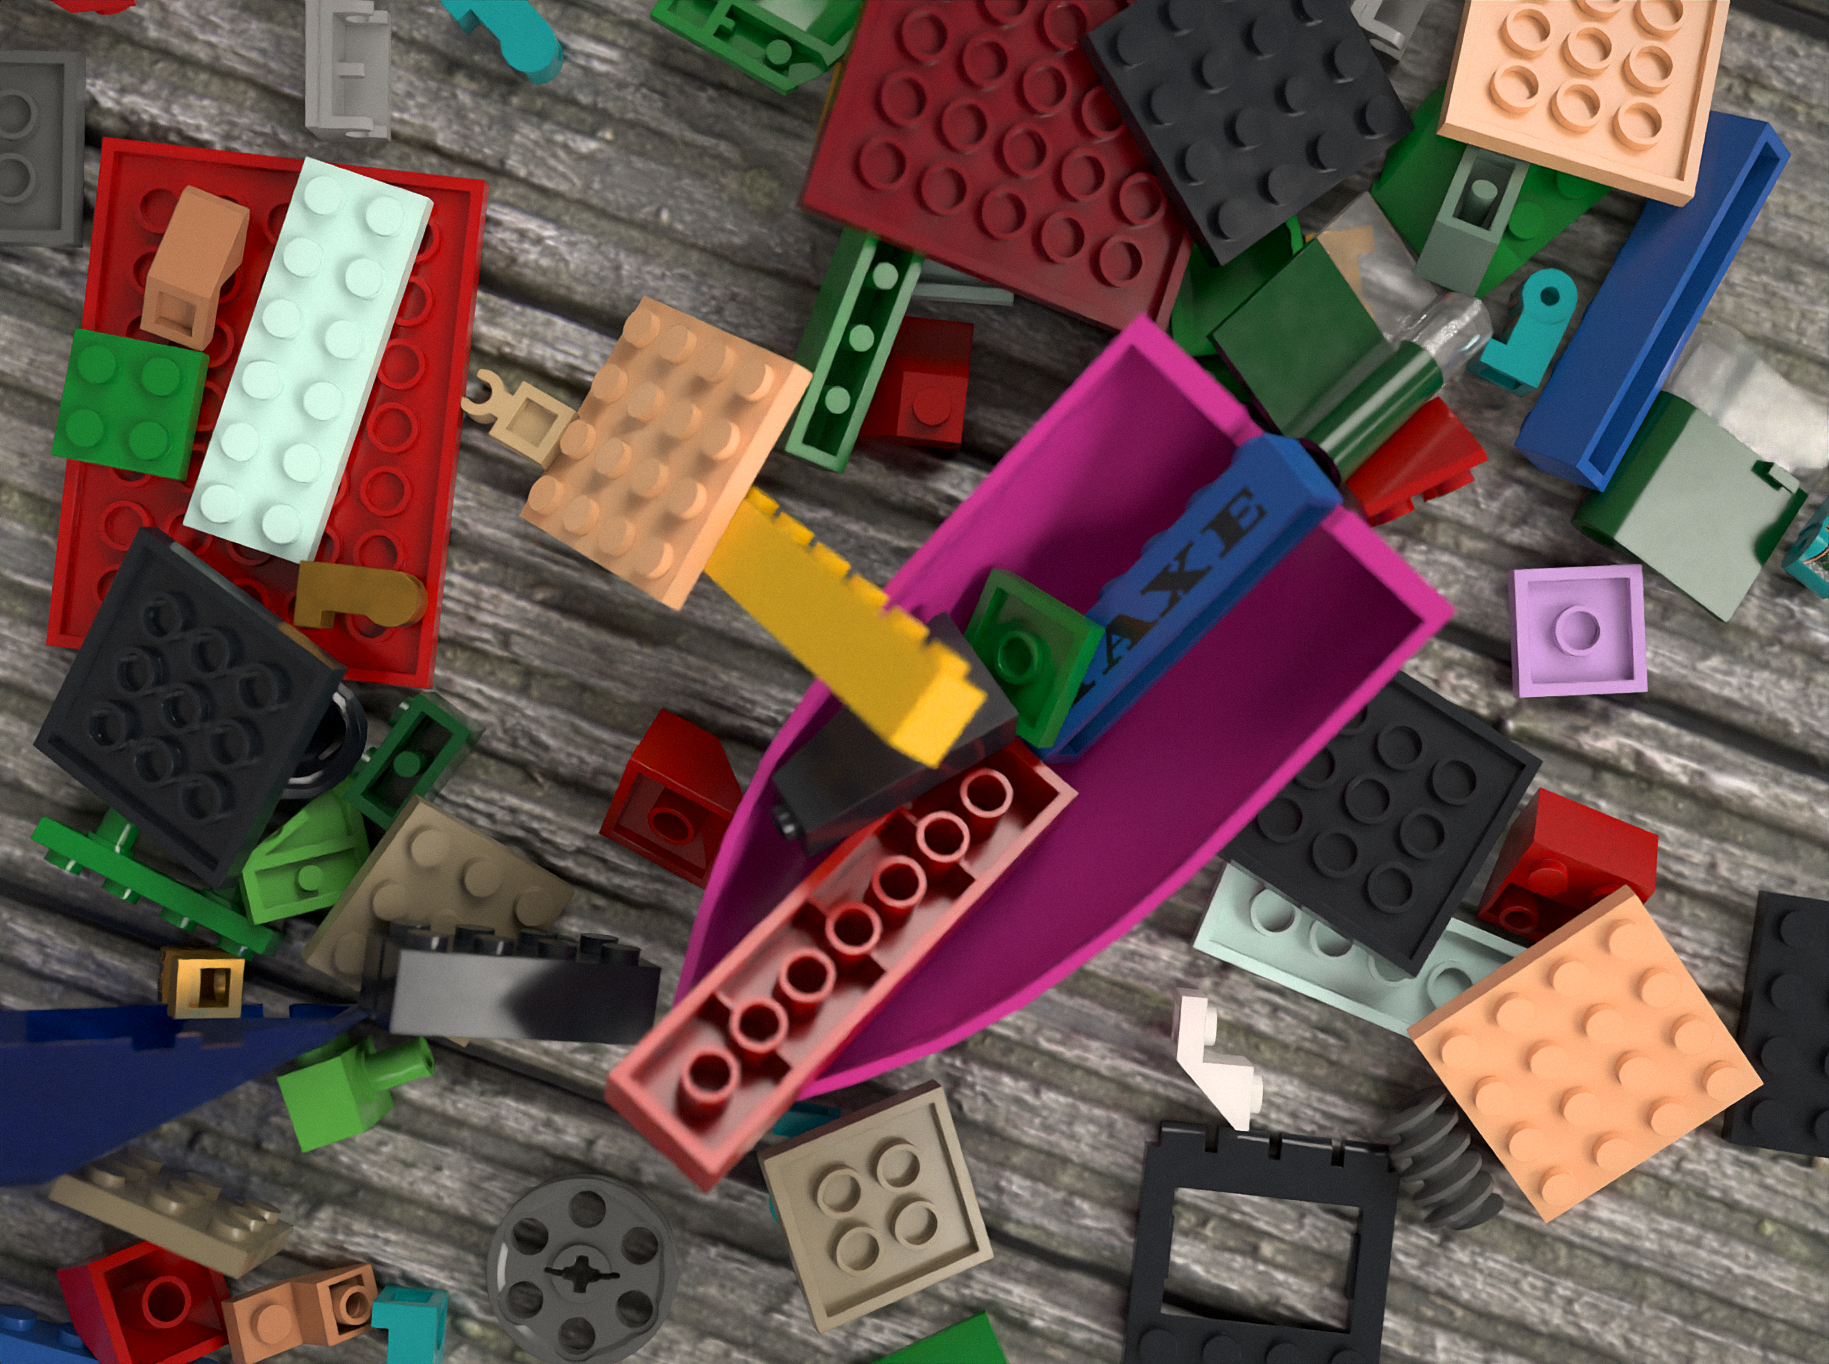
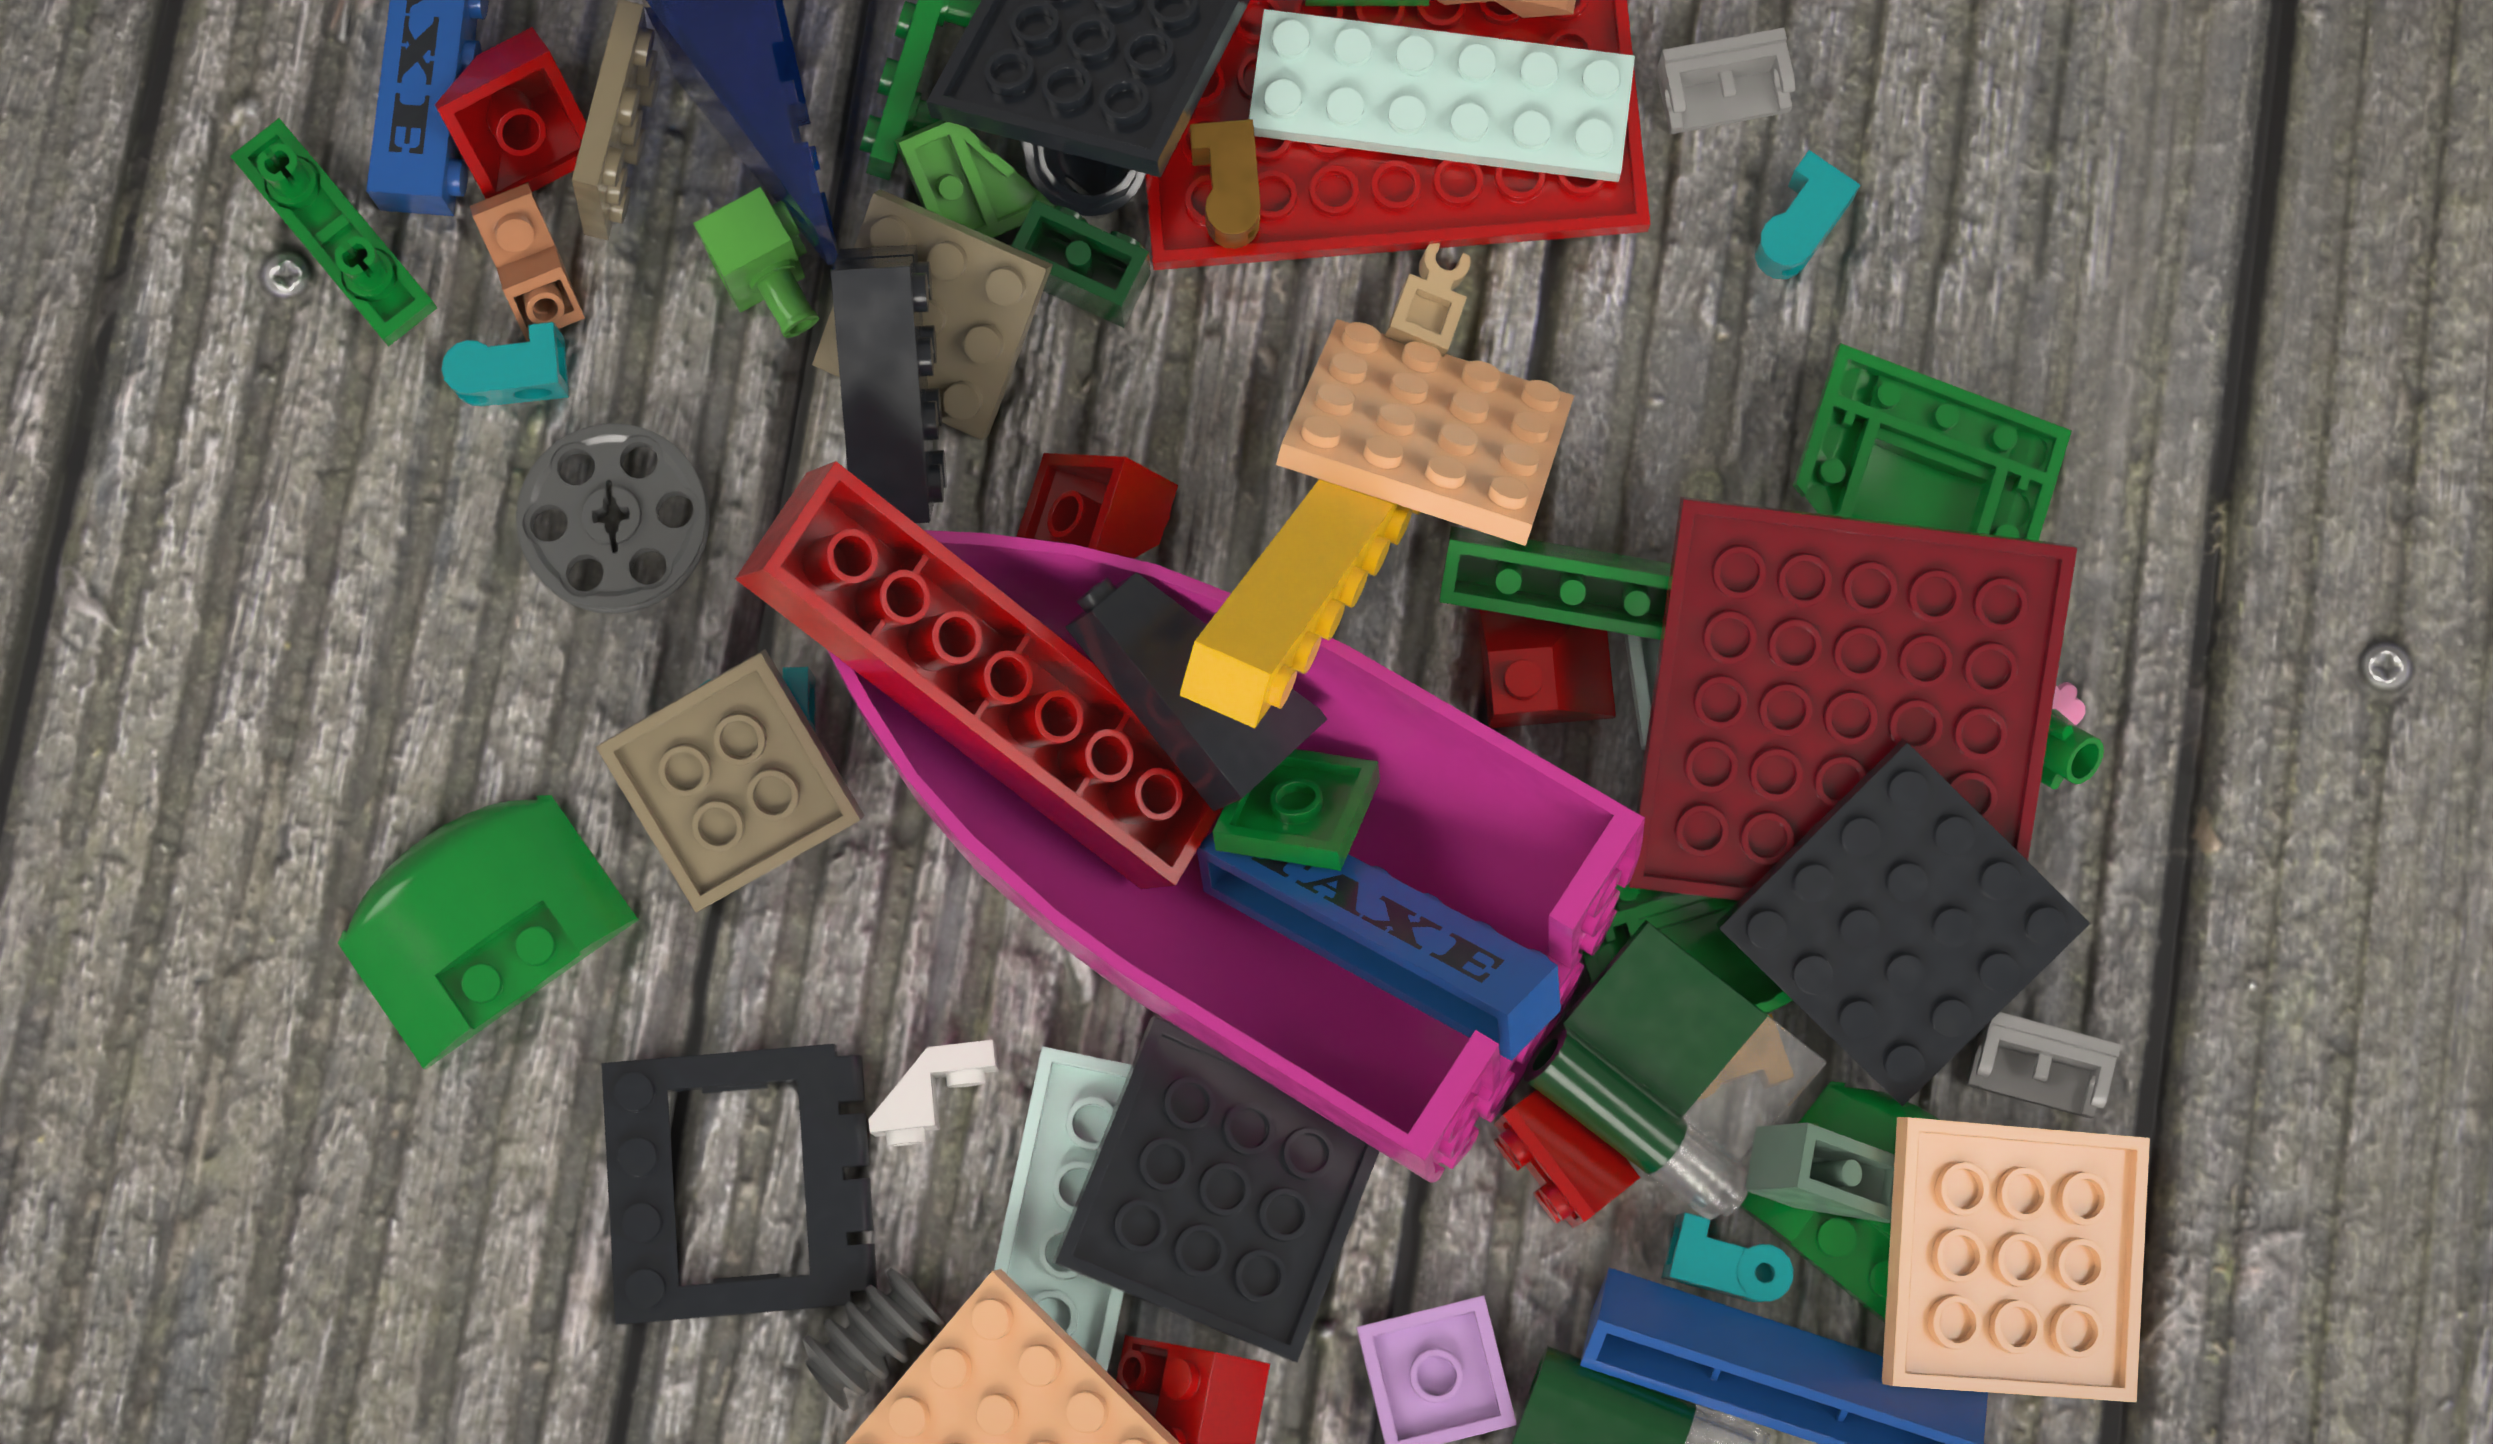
camera: 80 degrees right, 10 degrees down
(200, 982) = (832, 106): pearl gold leg -> none

